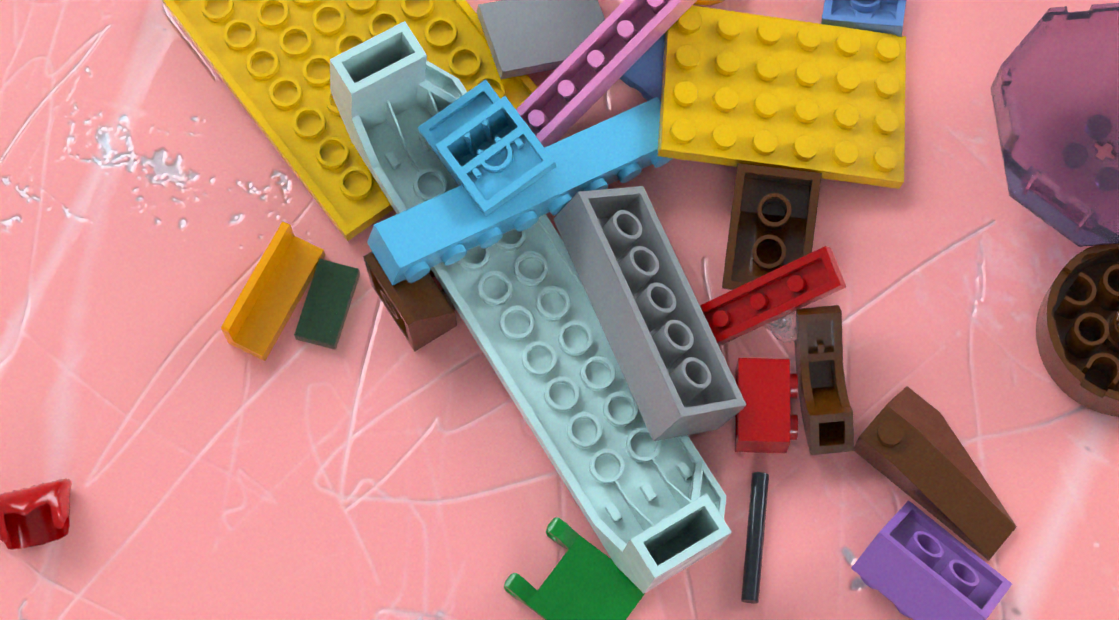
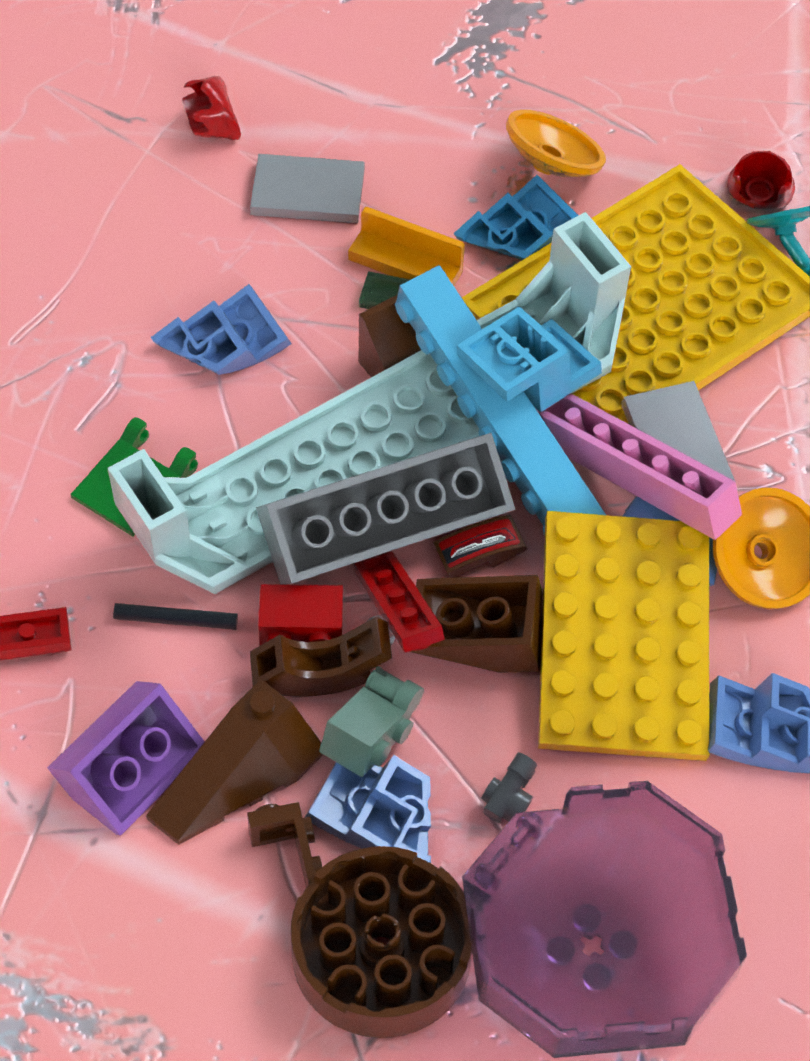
camera: 85 degrees right, 15 degrees down
(127, 121) = (554, 144): none -> light orange dish
(158, 403) = (307, 188): none -> light grey tile
(232, 167) = (518, 222): none -> dark azure slope
(380, 492) = (226, 335): none -> medium blue slope
(676, 225) = (479, 543): none -> slope
(895, 334) = (371, 722): none -> sand green hinge
(959, 213) = (506, 796): none -> dark grey plate
(971, 338) = (376, 809): none -> medium blue slope
(1000, 427) = (281, 823): none -> reddish brown bracket

